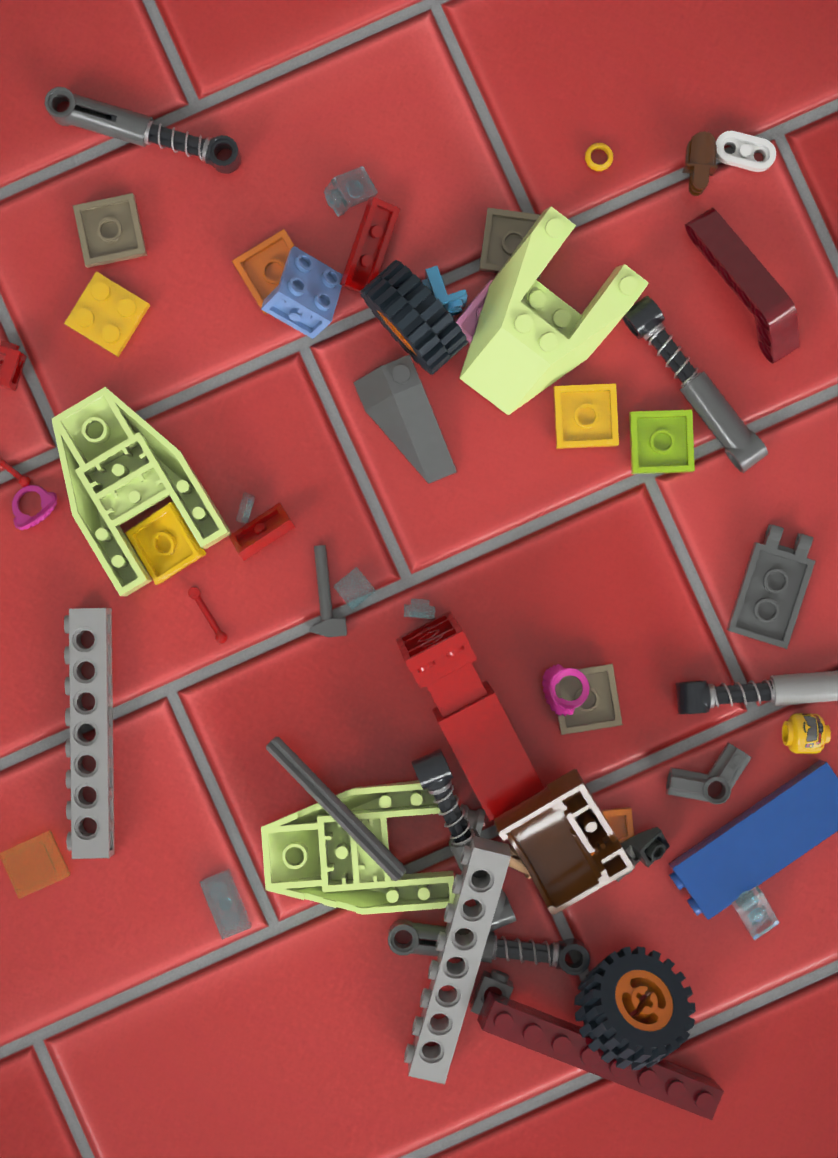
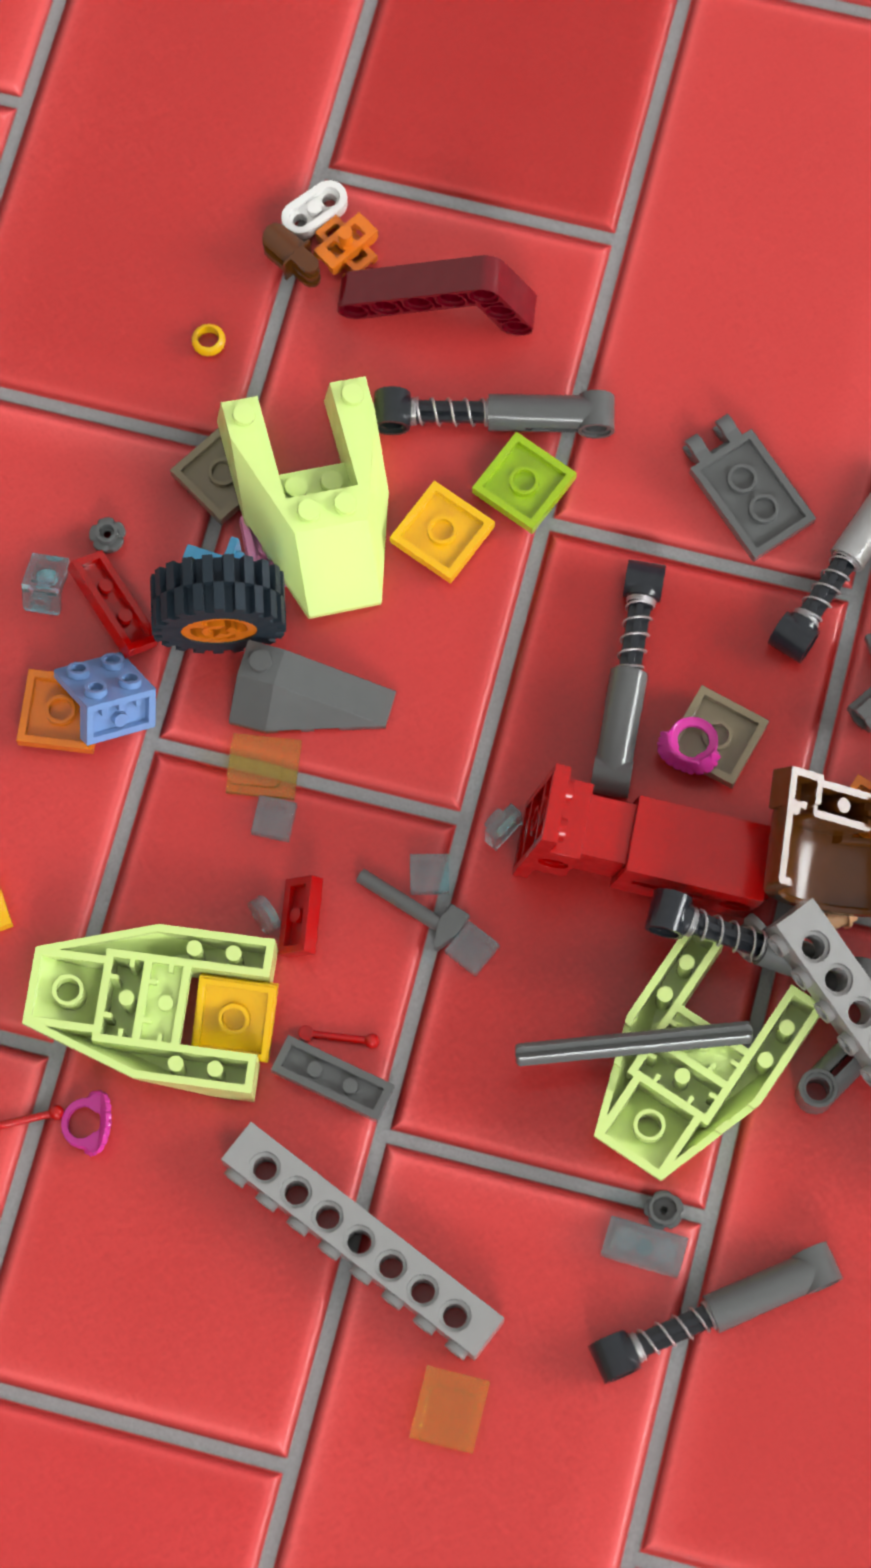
camera: 50 degrees left, 15 degrees down
(176, 633) = (332, 1078): none -> dark grey plate
(251, 905) = (673, 1205): none -> dark grey plate
(284, 1015) = (721, 1309): none -> piece
(313, 462) = (274, 818): none -> clear light blue tile
(328, 653) = (472, 948): none -> clear light blue tile
(342, 428) = (263, 766): none -> clear yellow piece
(419, 209) = (109, 544): none -> dark grey plate
(577, 615) = (627, 683): none -> dark grey piece
(739, 192) = (348, 241): none -> orange piece

